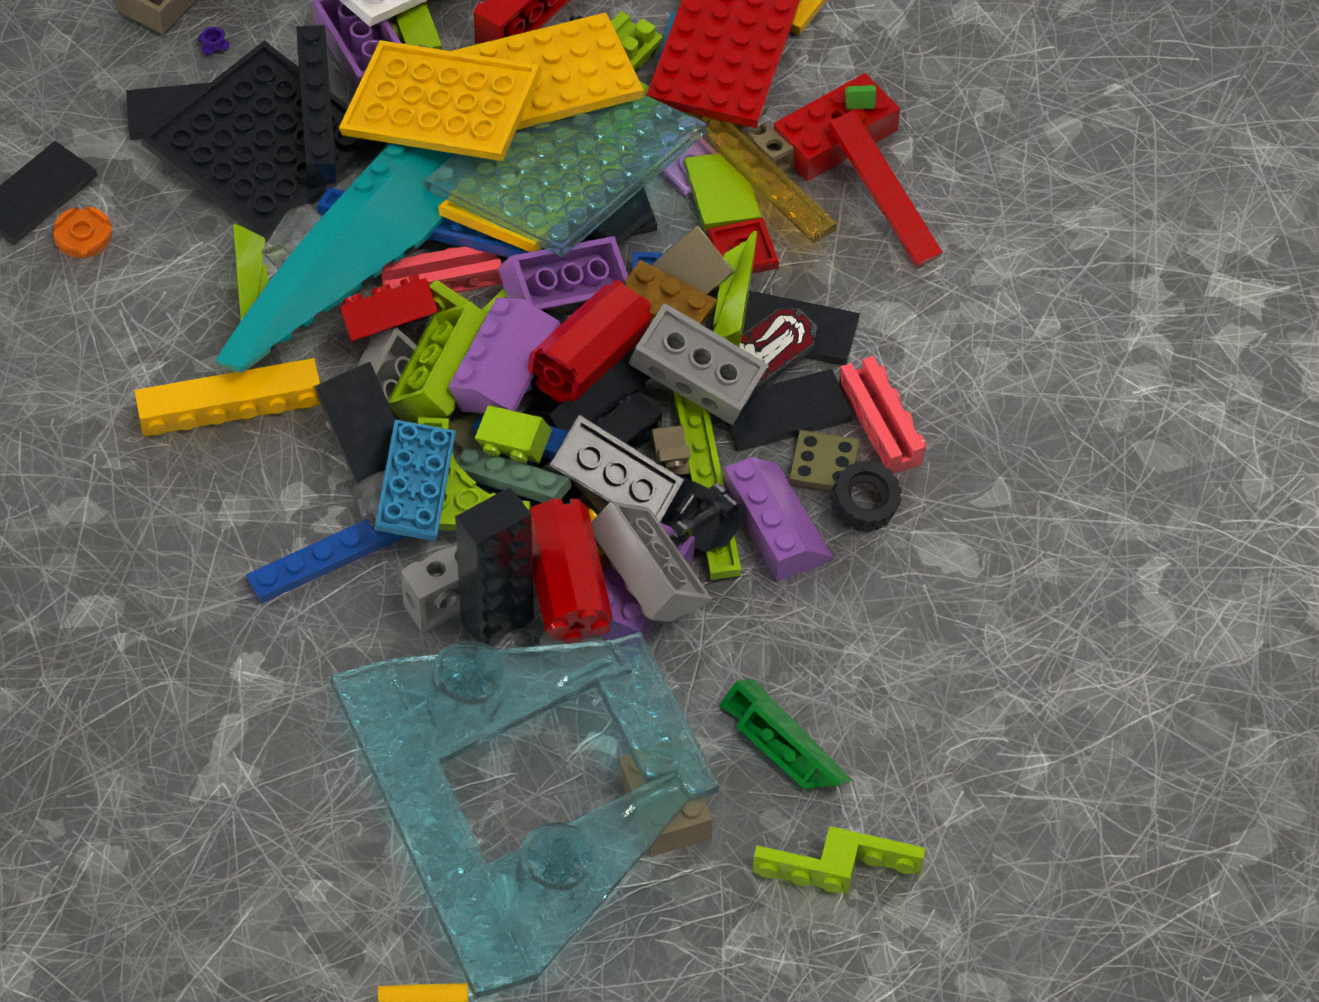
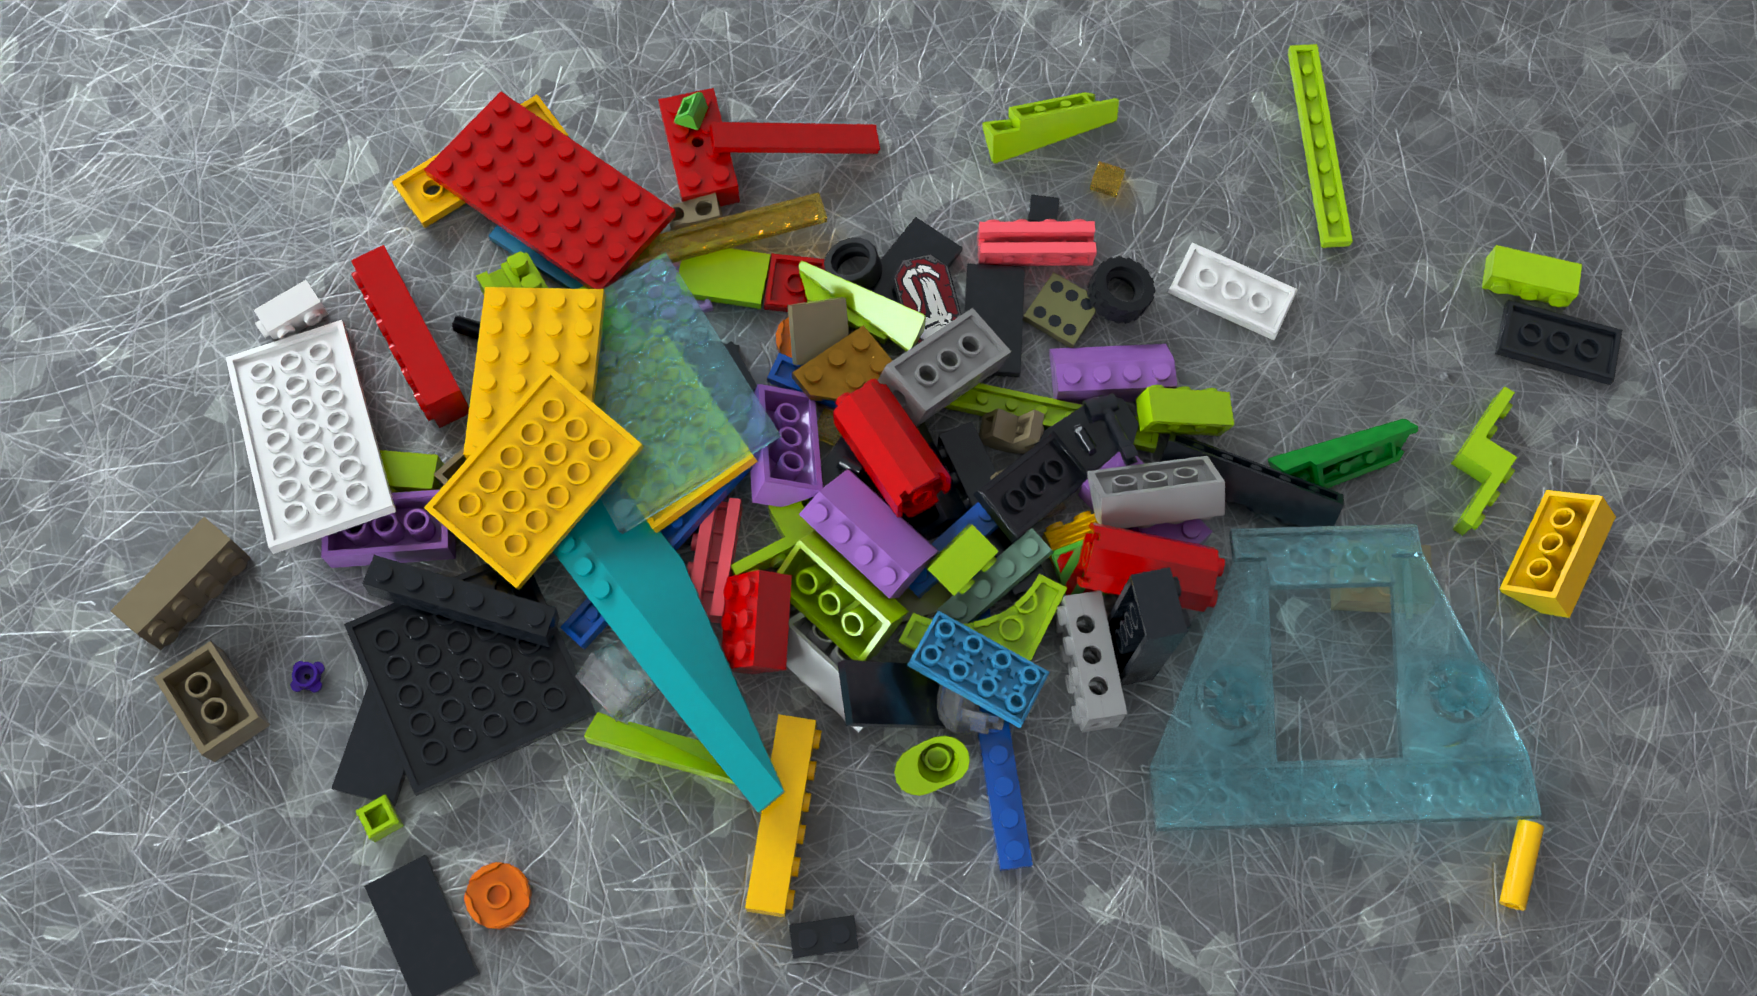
camera: 70 degrees left, 15 degrees up
(112, 129) = (379, 818): none -> lime slope
(135, 466) = (823, 937): none -> black plate
(316, 485) = (931, 765): none -> lime piece
(711, 662) = (1261, 486): none -> black brick
(758, 579) = (1184, 411): none -> lime brick
(768, 954) = (1558, 552): none -> yellow slope
(776, 290) = (852, 248): none -> black tyre
(921, 598) = (1233, 291): none -> white tile
(925, 414) = (1043, 208): none -> black tile
(989, 457) = (1107, 179): none -> clear yellow tile
(1016, 905) = (1559, 342): none -> black tile
(1021, 386) = (1045, 123): none -> lime wedge
(1075, 854) = (1531, 276): none -> lime brick
(1128, 624) = (1319, 146): none -> lime plate

